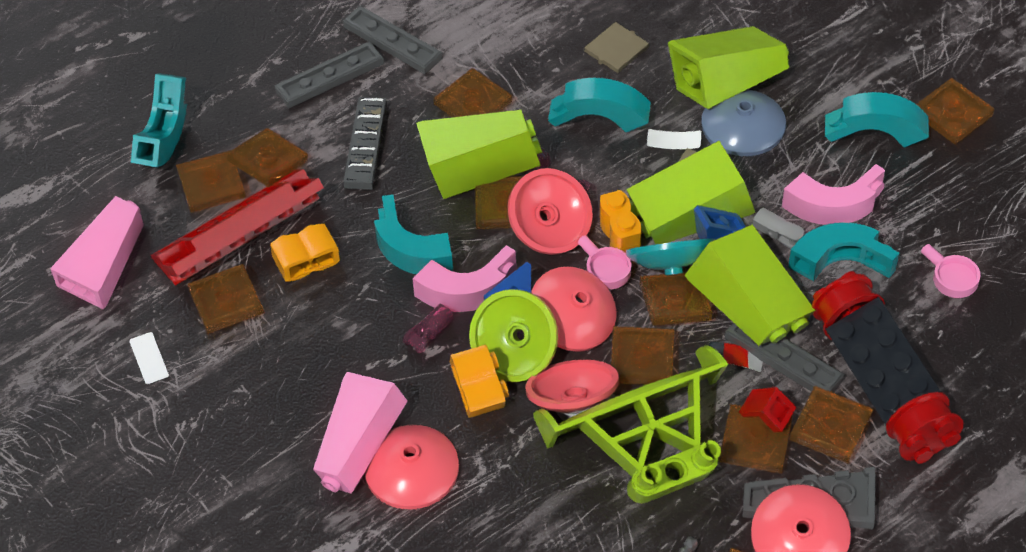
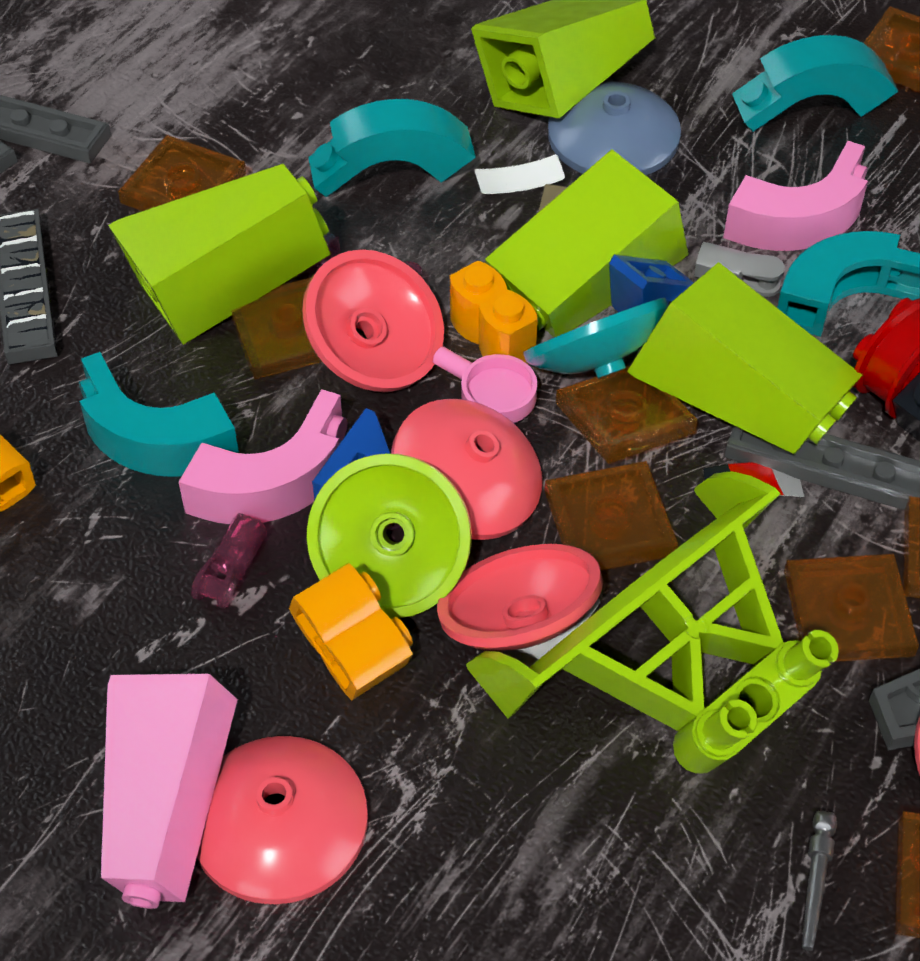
camera: 20 degrees left, 0 degrees up
(616, 47) = (379, 65): dark tan piece -> none
(769, 406) = (859, 545): red panel -> none

